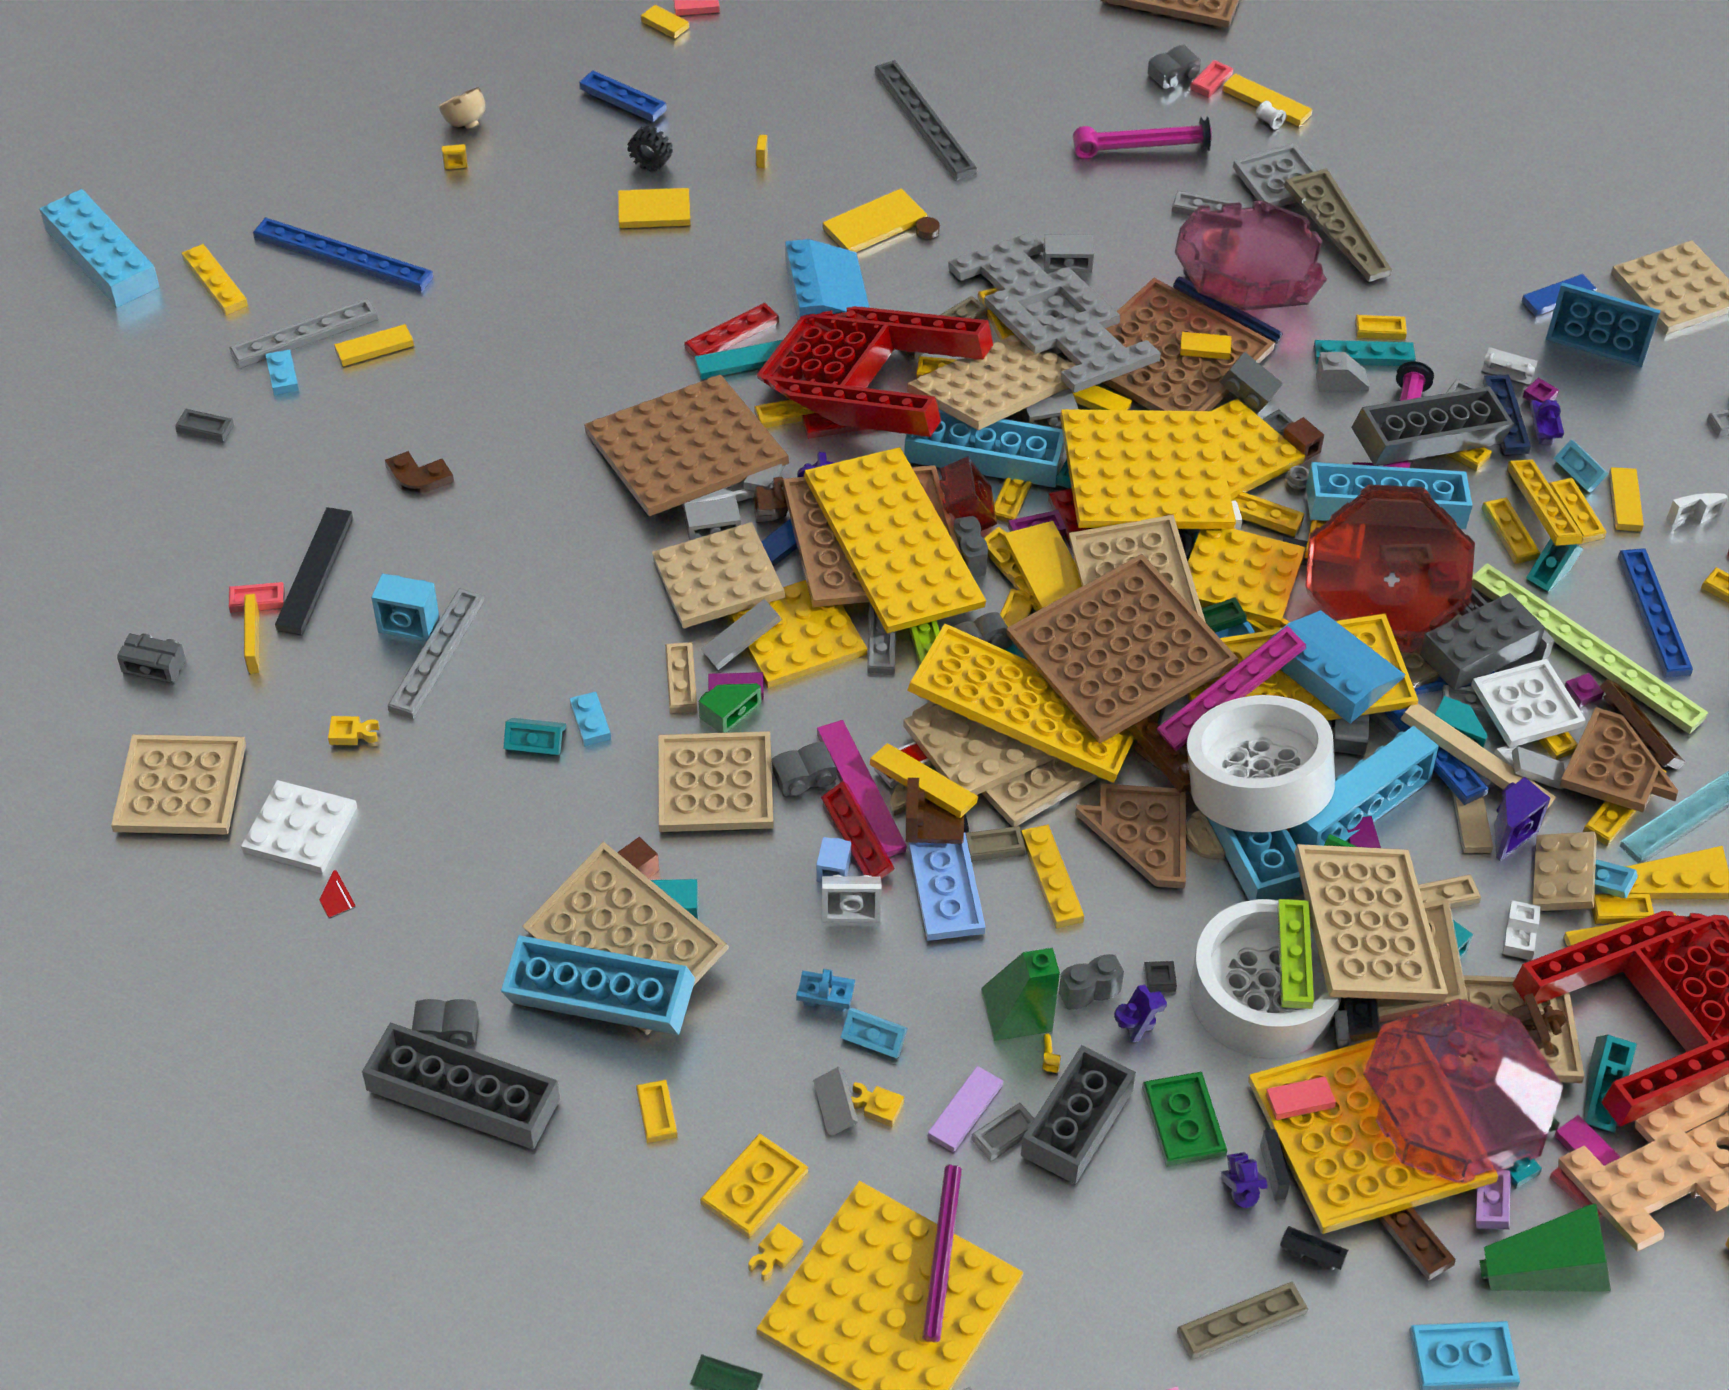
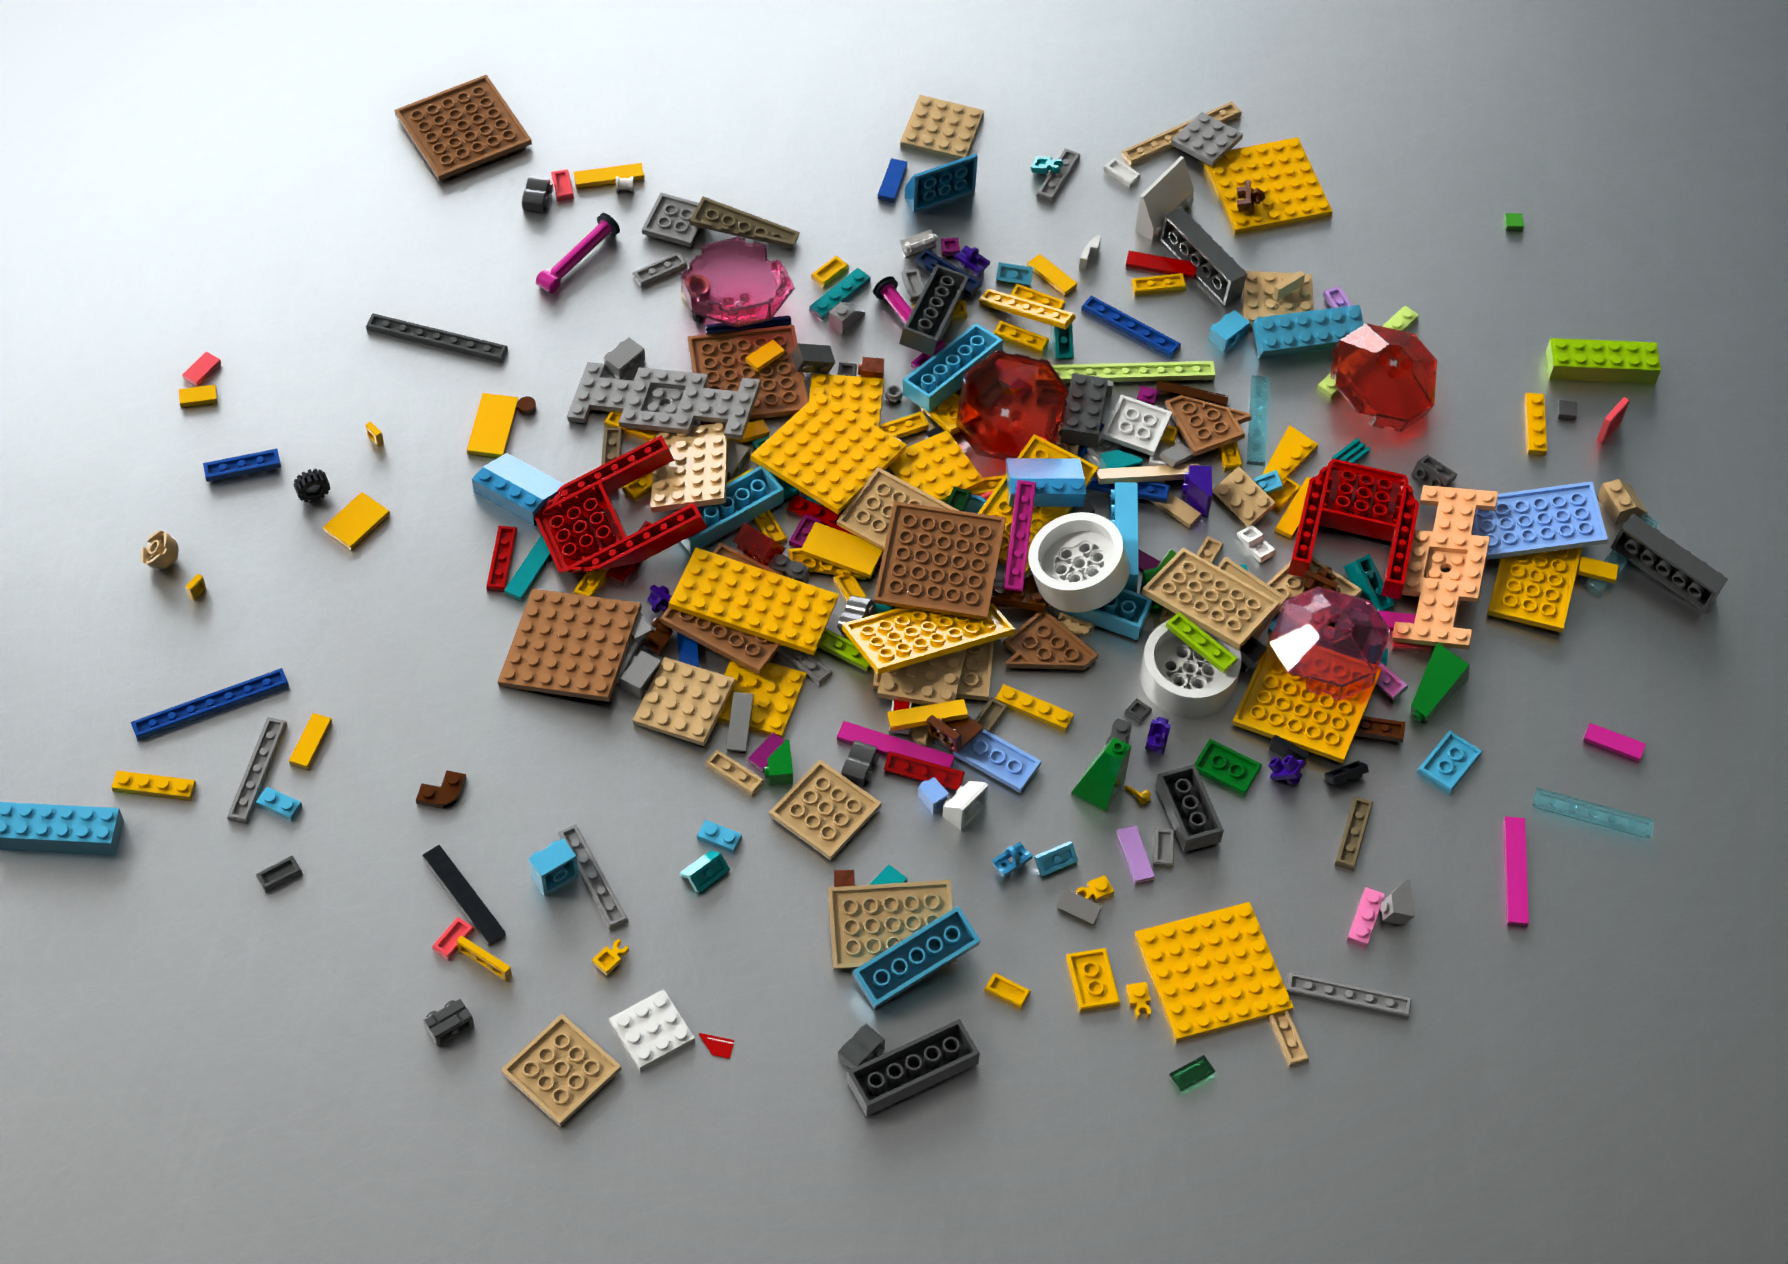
camera: 50 degrees left, 5 degrees up
(942, 1254) = (1212, 925): magenta axle -> none
(1300, 1098) = (1268, 710): coral tile -> none

